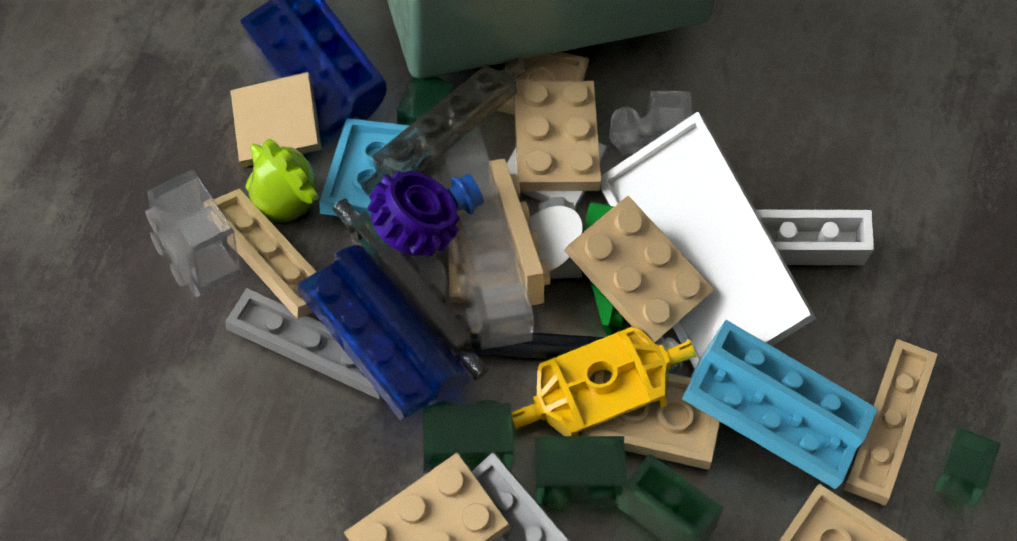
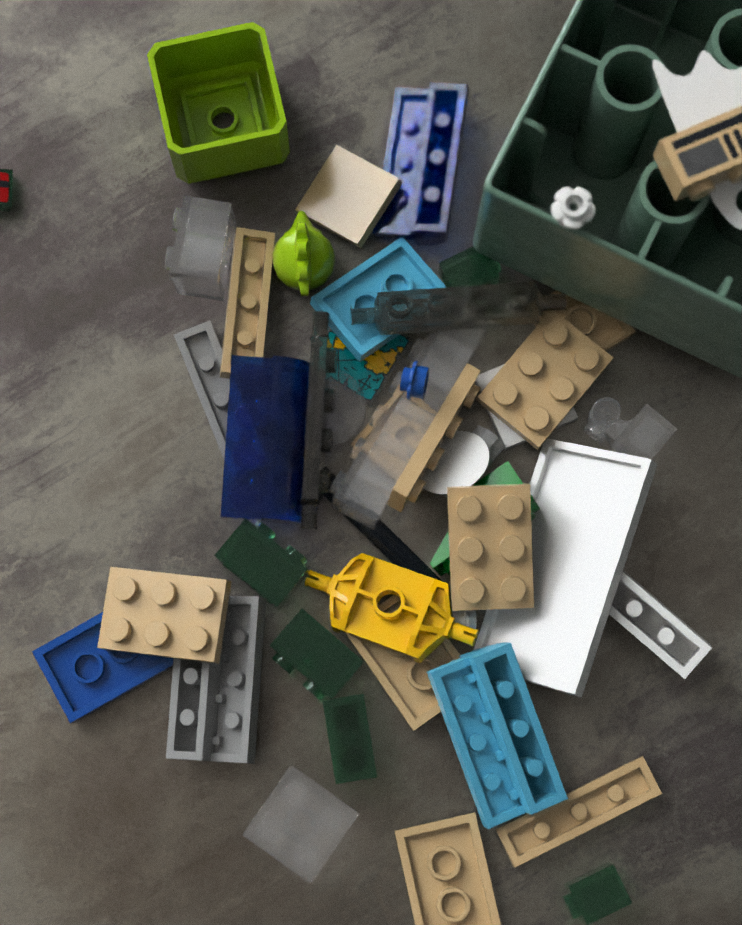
camera: 45 degrees right, 20 degrees up
(106, 89) = (213, 75): none -> lime plate
(413, 213) = (378, 363): dark purple gear -> none

